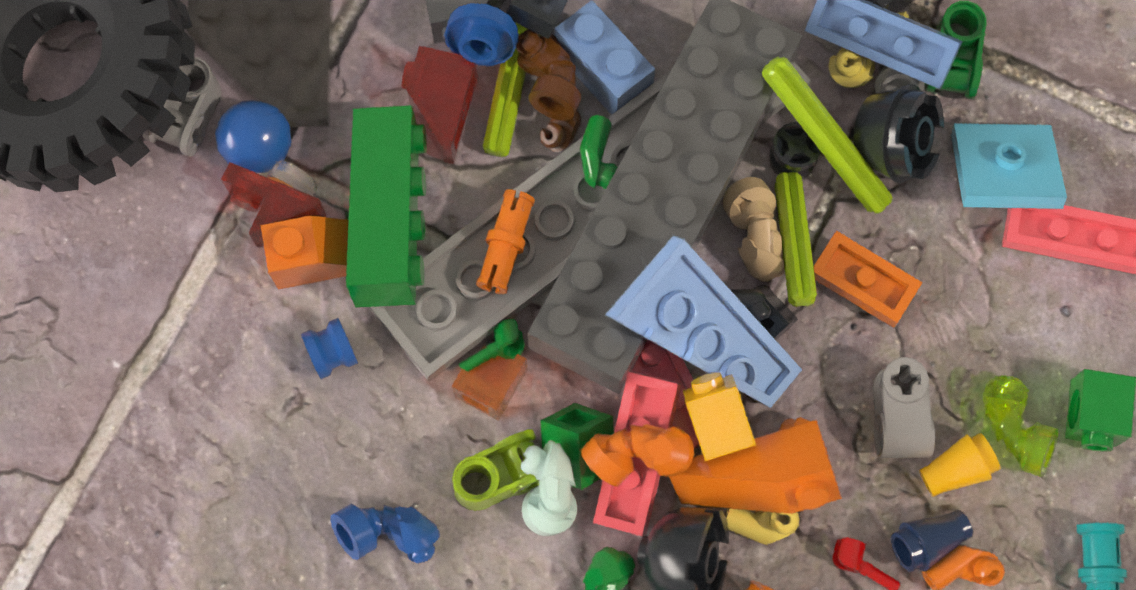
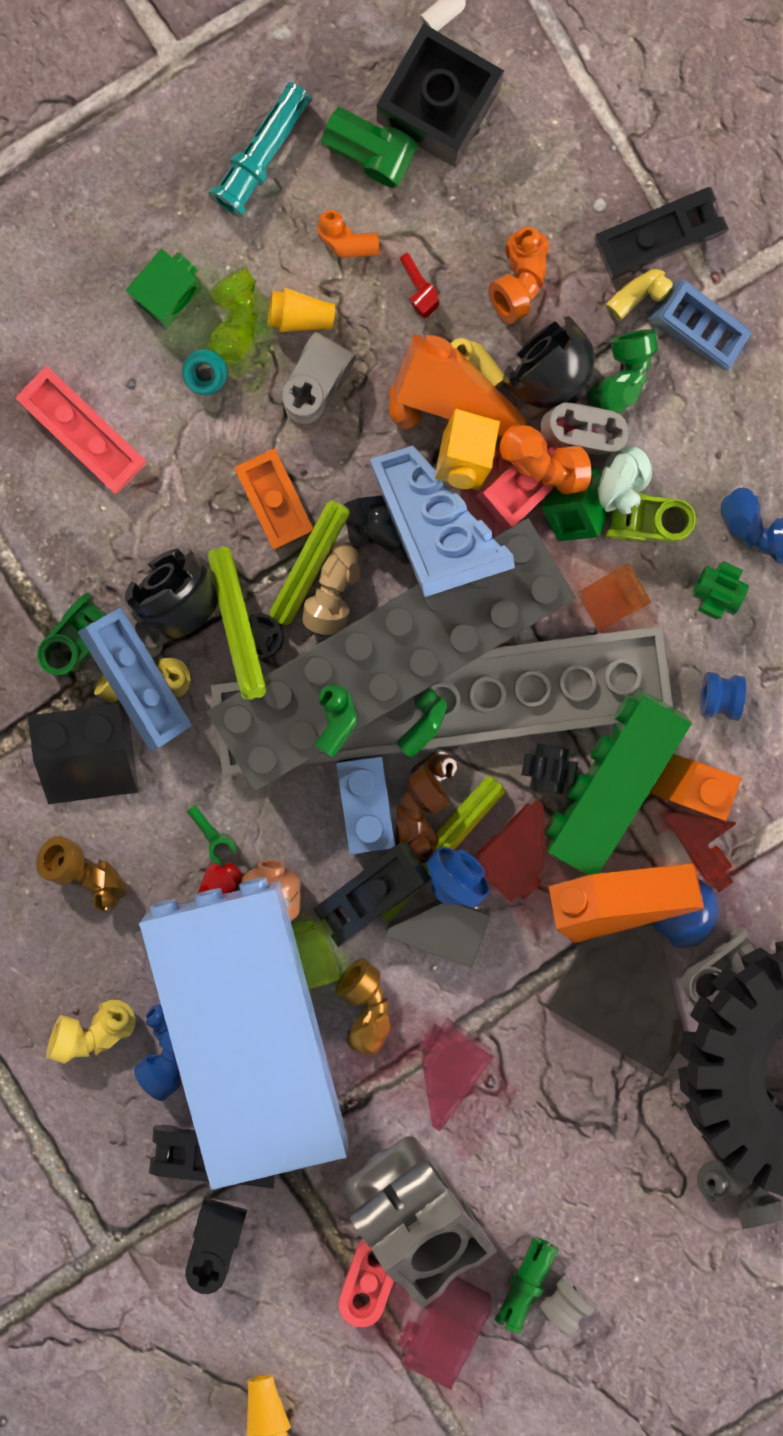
camera: 155 degrees left, 15 degrees up
(314, 105) = (623, 900): none -> orange slope
(390, 444) = (720, 590): none -> green gear
(454, 186) = (549, 768): none -> black gear
(505, 241) = (540, 694): orange pin -> none
(507, 344) = (582, 617): green hand -> none
(622, 525) = (586, 420): none -> light grey beam
(680, 92) = (340, 718): none -> green arm
(928, 540) = (360, 272): dark blue cone -> none
(1008, 166) = (101, 519): medium azure plate -> none
(1008, 345) = (195, 381): none -> teal plate

